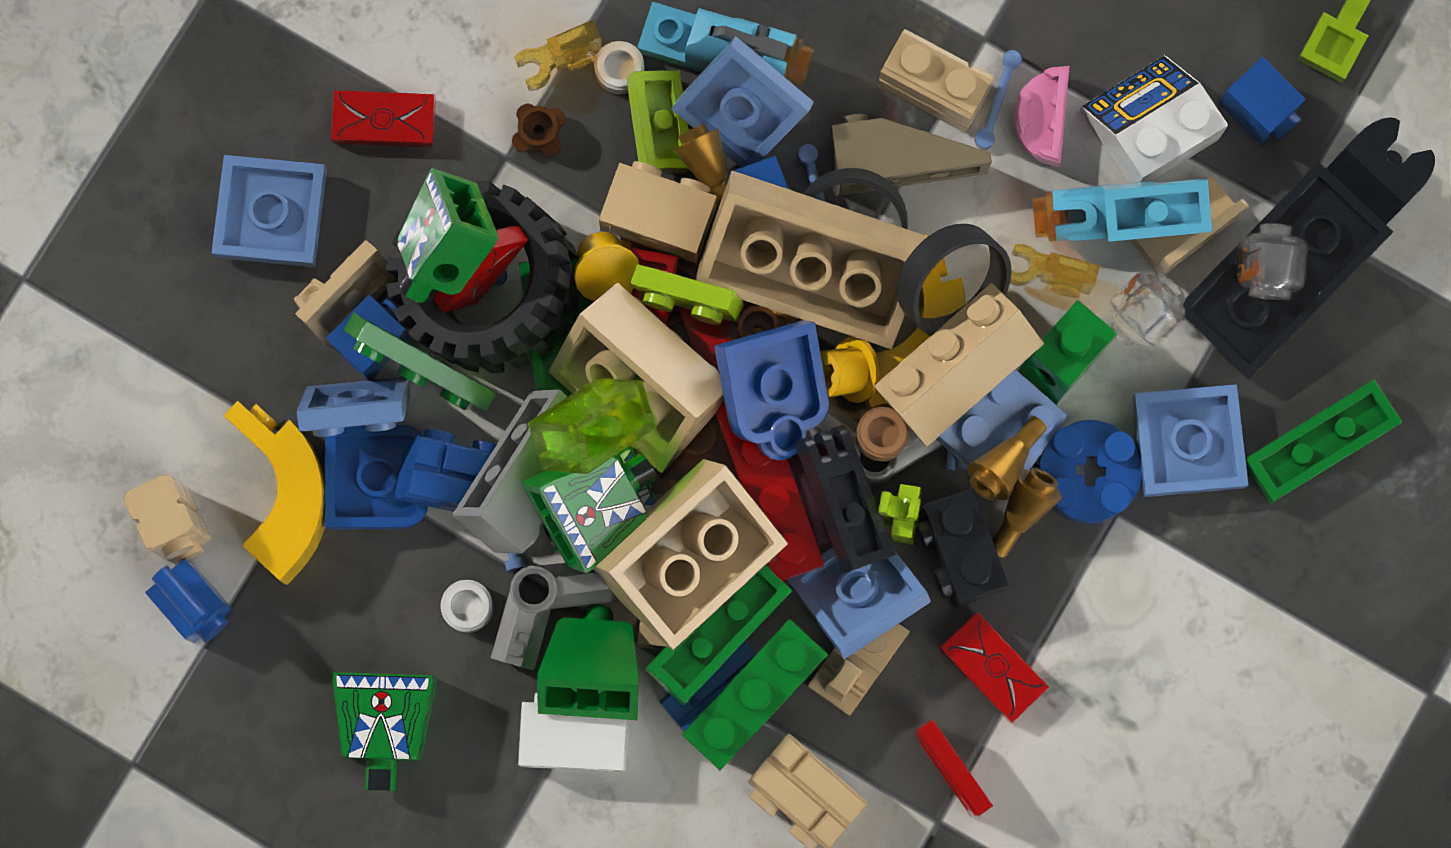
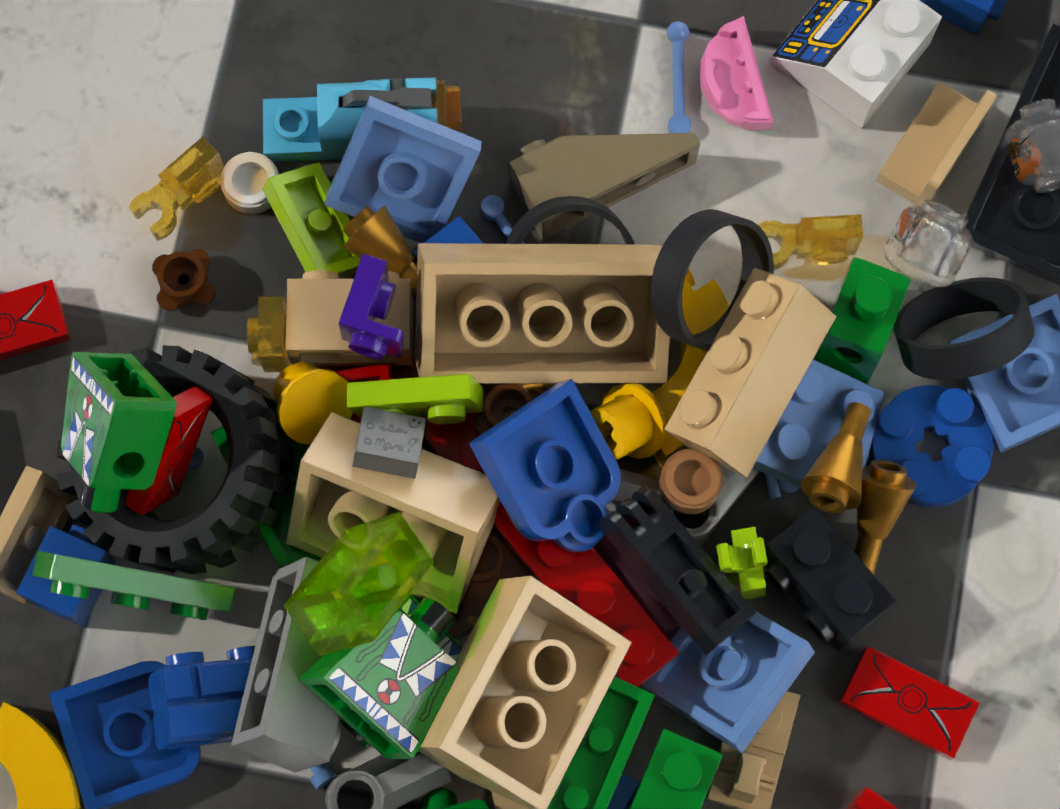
camera: 20 degrees left, 5 degrees down
(340, 405) = (93, 650): medium blue plate -> none
(589, 201) = (268, 335): none -> clear yellow plate
(653, 323) = (389, 442): none -> dark grey tile
(676, 203) = (370, 299): none -> dark purple bracket
(935, 80) = (604, 79): tan brick -> none
(1124, 211) = (865, 146): medium azure plate -> none
(1147, 413) = (971, 356): none -> black tyre

